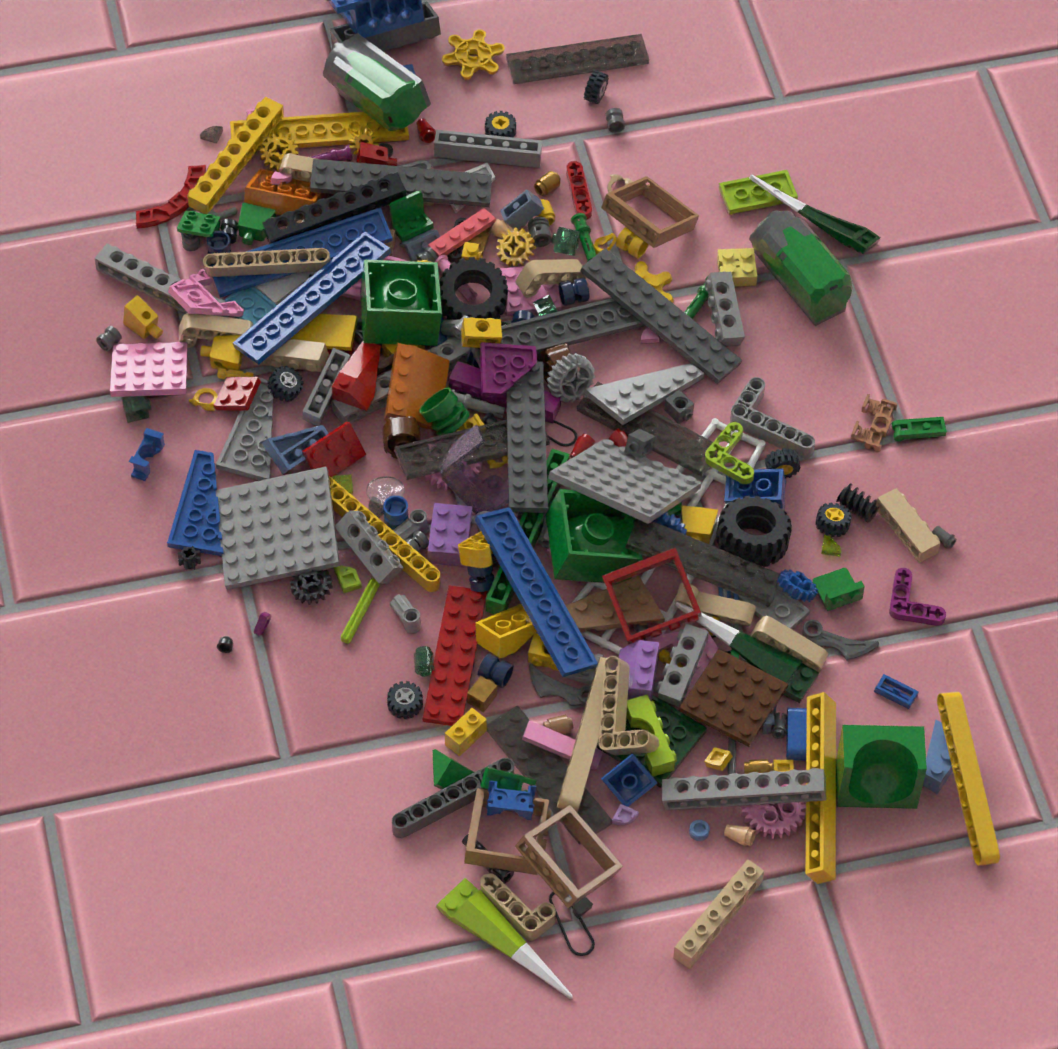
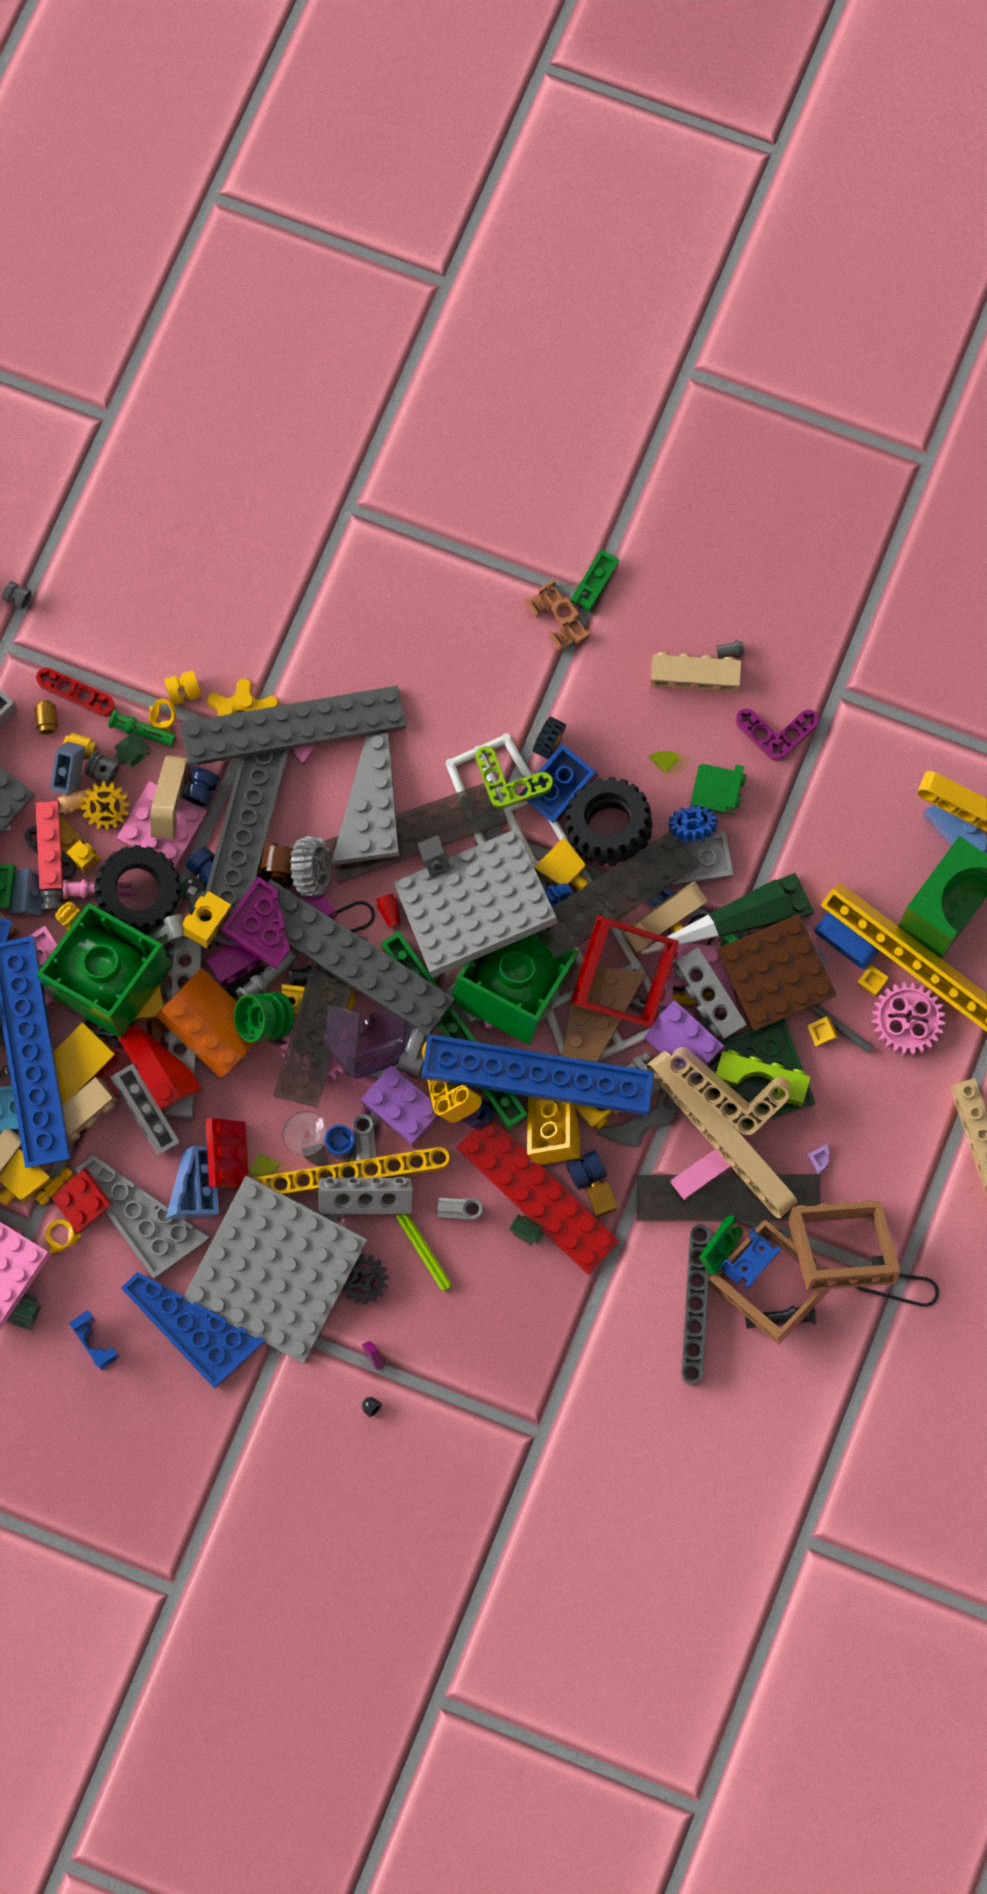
camera: 50 degrees left, 20 degrees up
(189, 558) = (245, 1384): black gear -> none
(285, 383) = (112, 1139): black wheel -> none
(347, 578) = (378, 1237): lime tile -> none
(399, 432) = (256, 1075): reddish brown brick -> none
(408, 693) = (556, 1268): black wheel -> none
(418, 541) = (387, 1144): dark grey wheel -> none
(447, 770) = (663, 1288): green slope -> none
(465, 732) = (634, 1244): yellow brick -> none
(476, 914) = (832, 1367): lime plate -> none
(514, 904) = (846, 1327): tan beam -> none
(545, 306) = (206, 830): clear green brick -> none
(560, 724) = (686, 1153): medium nougat brick -> none
(614, 178) = (104, 638): tan piece -> none
(615, 206) = (167, 671): medium nougat window -> none
(619, 438) = (408, 867): red cone -> none
(629, 780) = (795, 1130): blue slope -> none
(679, 407) = (404, 777): dark grey brick -> none
(697, 302) = (293, 663): green pin -> none
(699, 830) = (882, 1101): medium blue tile -> none
(724, 283) = (326, 648): light grey brick -> none
(740, 834) = (913, 1069): light nougat cone -> none
(745, 274) = (288, 621): light yellow piece -> none
(746, 195) = (209, 522): lime plate -> none
(752, 795) = (934, 973): light grey brick -> none
(758, 766) = (858, 1003): pearl gold brick -> none
(767, 427) = (488, 717): light grey beam -> none
(779, 729) = (830, 953): dark grey pin -> none
(787, 640) = (748, 879): tan beam -> none
(802, 265) = (339, 549): green piece -> none
(833, 519) = (645, 729): black wheel -> none
(845, 232) = (317, 479): dark green plate -> none
(848, 647) = (785, 825): dark grey piece -> none
(858, 503) = (638, 699): black piece -> none
(894, 694) = (844, 825): blue tile -> none

